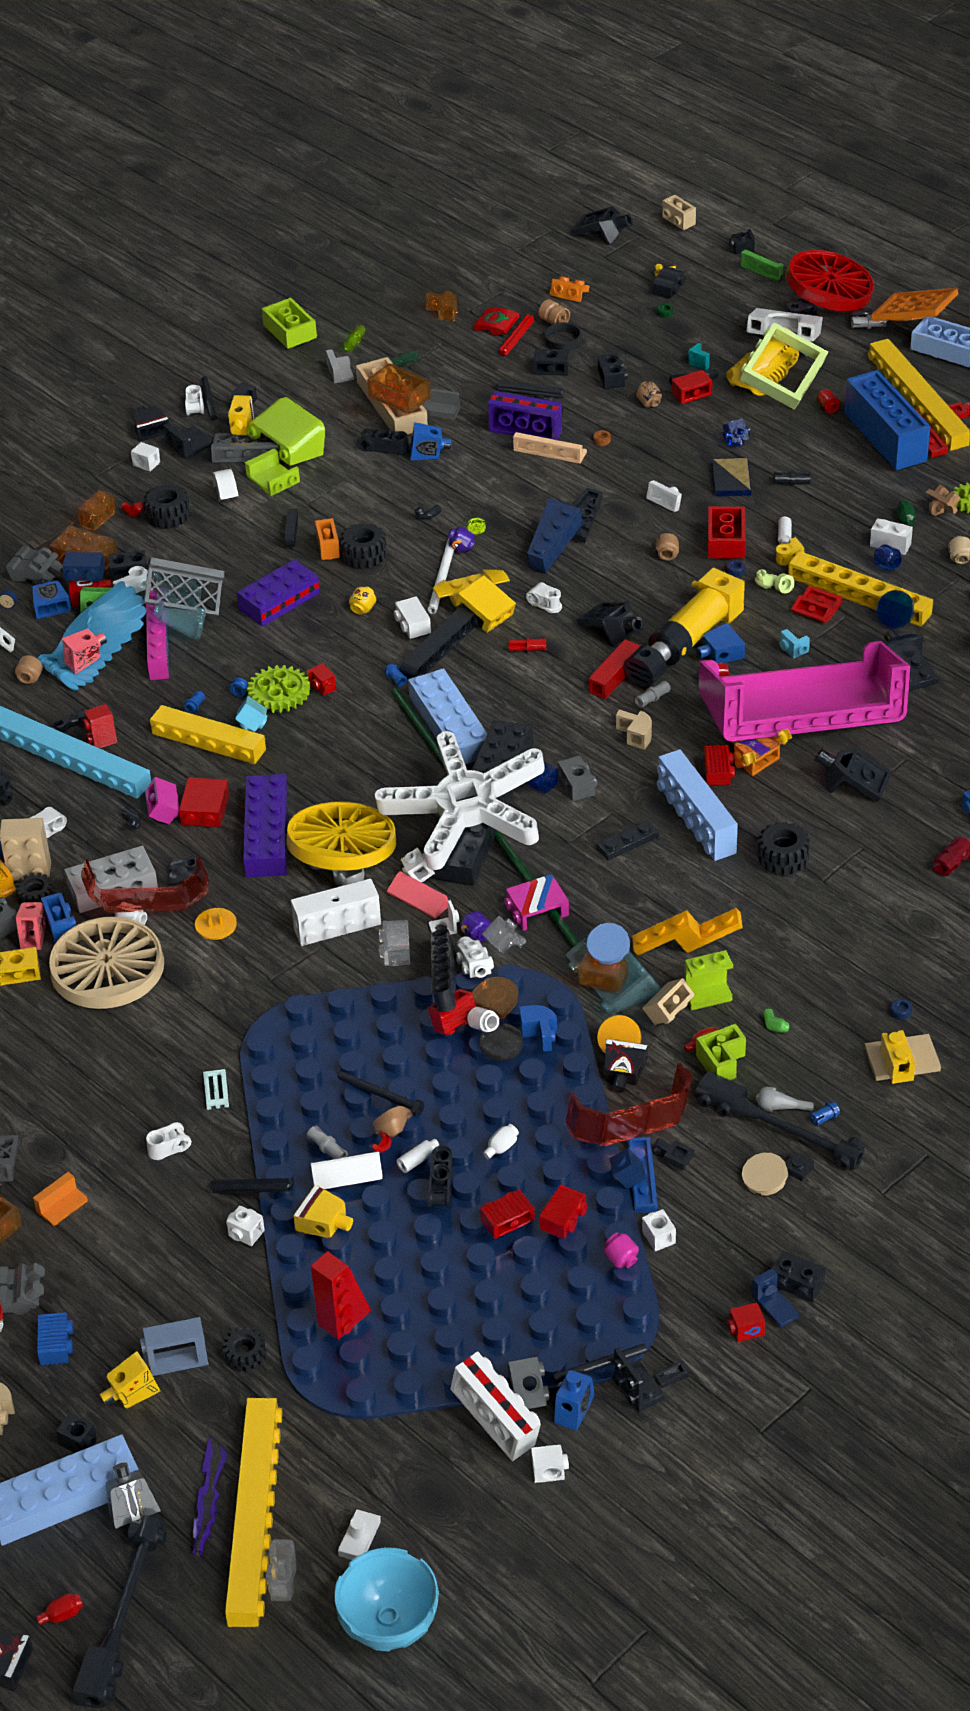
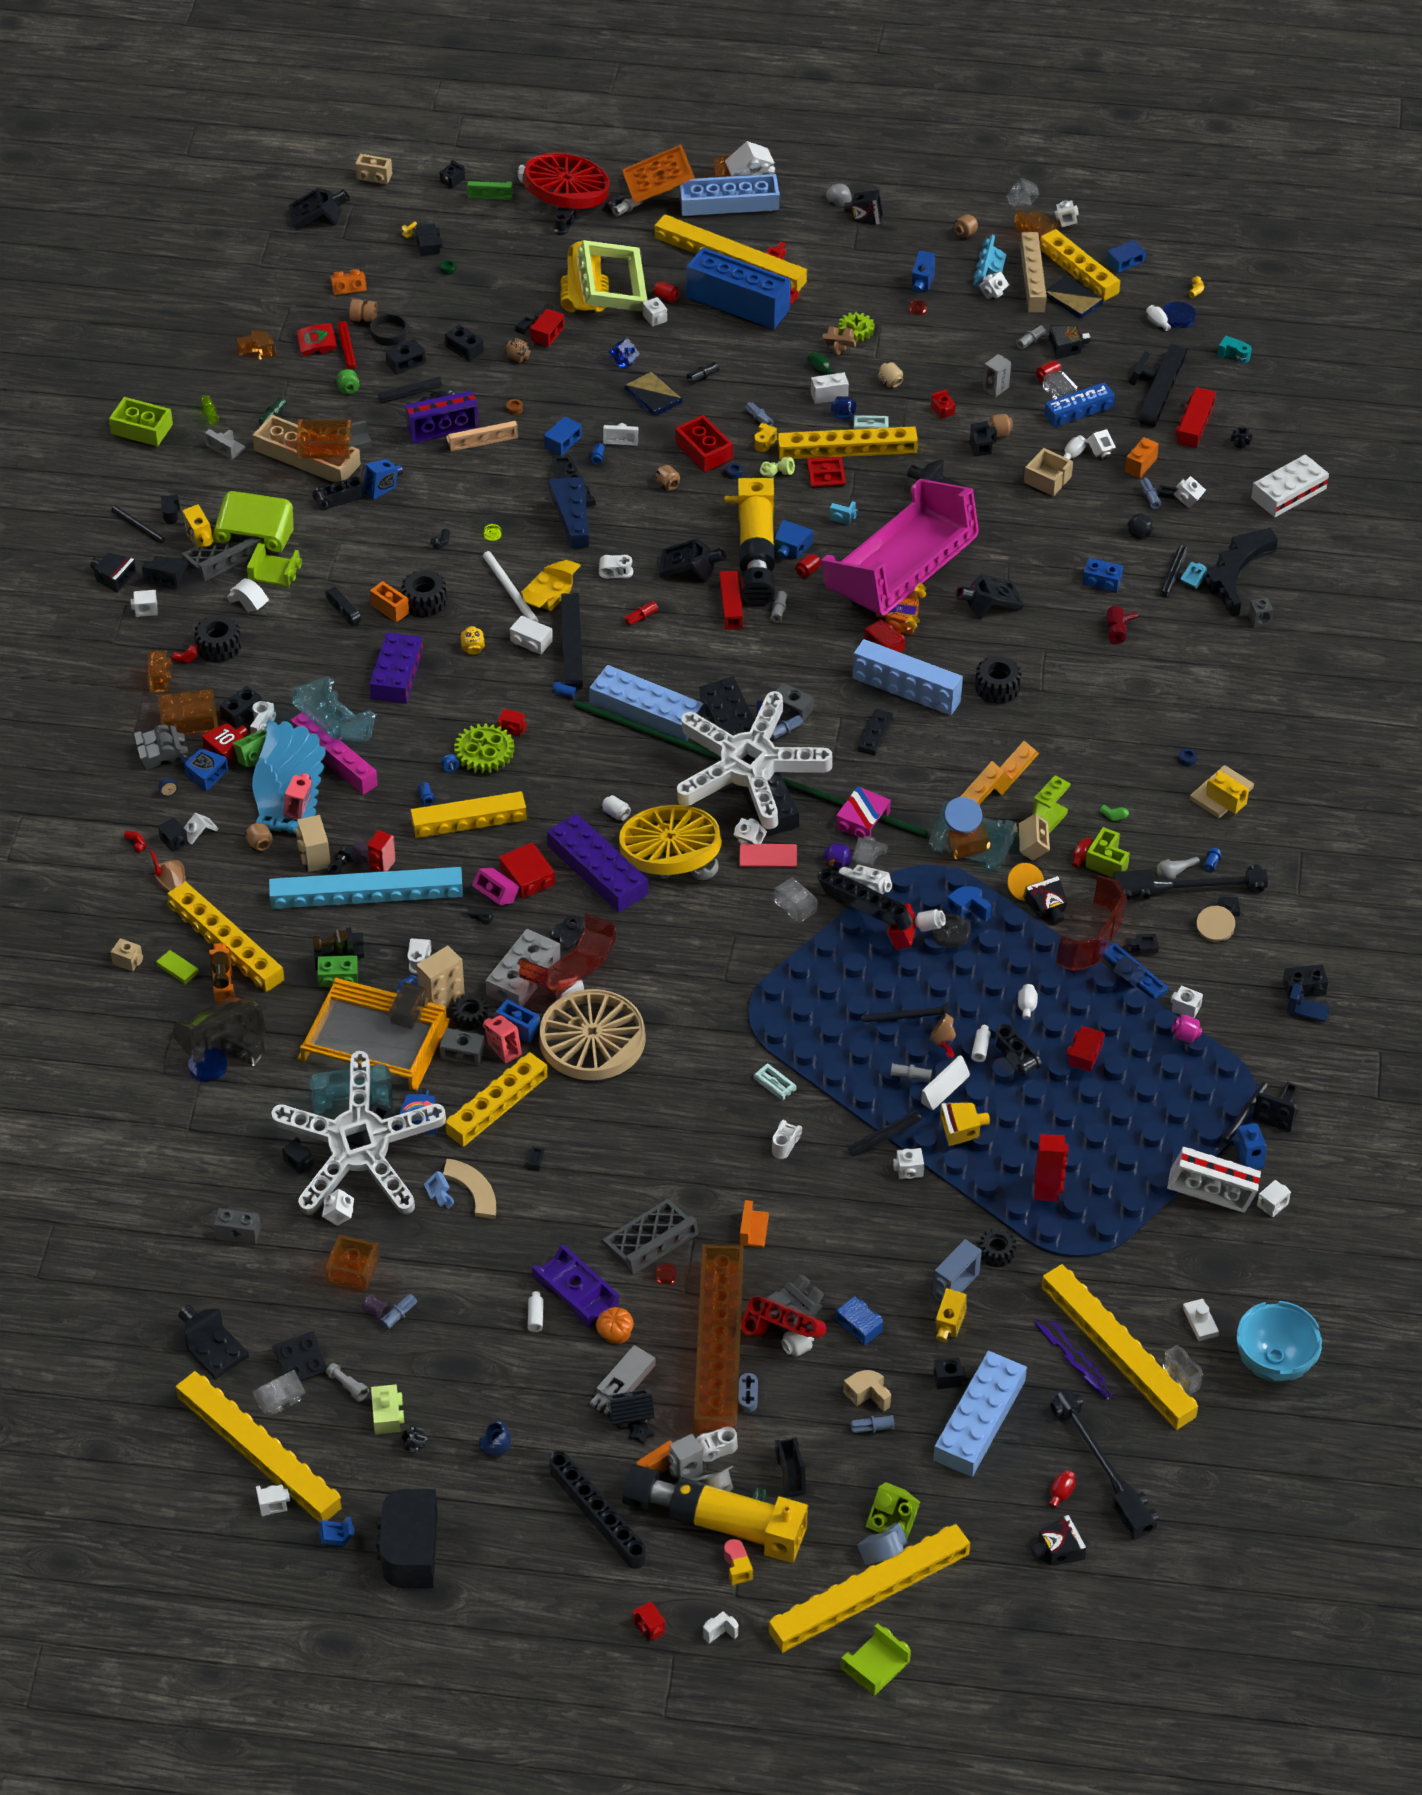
camera: 40 degrees left, 5 degrees up
(58, 691) = (313, 843): none -> tan piece
(83, 566) = (220, 724): dark blue brick -> none
(129, 1496) = (1035, 1388): torso -> none
(183, 571) = (328, 685): fence -> none
(194, 400) = (132, 532): white piece -> none
(215, 923) = (636, 960): light orange piece -> none
(251, 715) = (494, 780): medium azure brick -> none
(331, 789) = (616, 808): none -> white brick
(336, 912) = (730, 900): white brick -> none
(450, 922) = (814, 861): white bracket -> none
(461, 539) = (499, 549): dark purple head -> none
(483, 361) = (347, 381): none -> bright green head
(486, 602) = (578, 592): yellow panel -> none
(496, 995) = (916, 895): clear orange tile -> none
(528, 1368) = (1212, 1142): dark grey brick -> none
(549, 796) = (786, 726): none -> sand blue axle
(563, 1211) = (1121, 1025): red brick -> none
(612, 475) = (562, 436): none -> blue brick
(626, 504) = (597, 455): none -> blue pin
(637, 728) = (797, 637): tan brick -> none
(698, 357) = (524, 299): teal bracket -> none
(746, 1322) = (1304, 1030): red brick -> none
(784, 530) = (742, 422): white cylinder -> none
(800, 412) = (654, 311): none -> white brick
(804, 325) = (547, 240): white arch -> none
(805, 533) = (758, 414): none -> sand blue axle
(895, 609) = (894, 447): clear blue tile -> none
(903, 581) = (870, 422): none -> light aqua tile

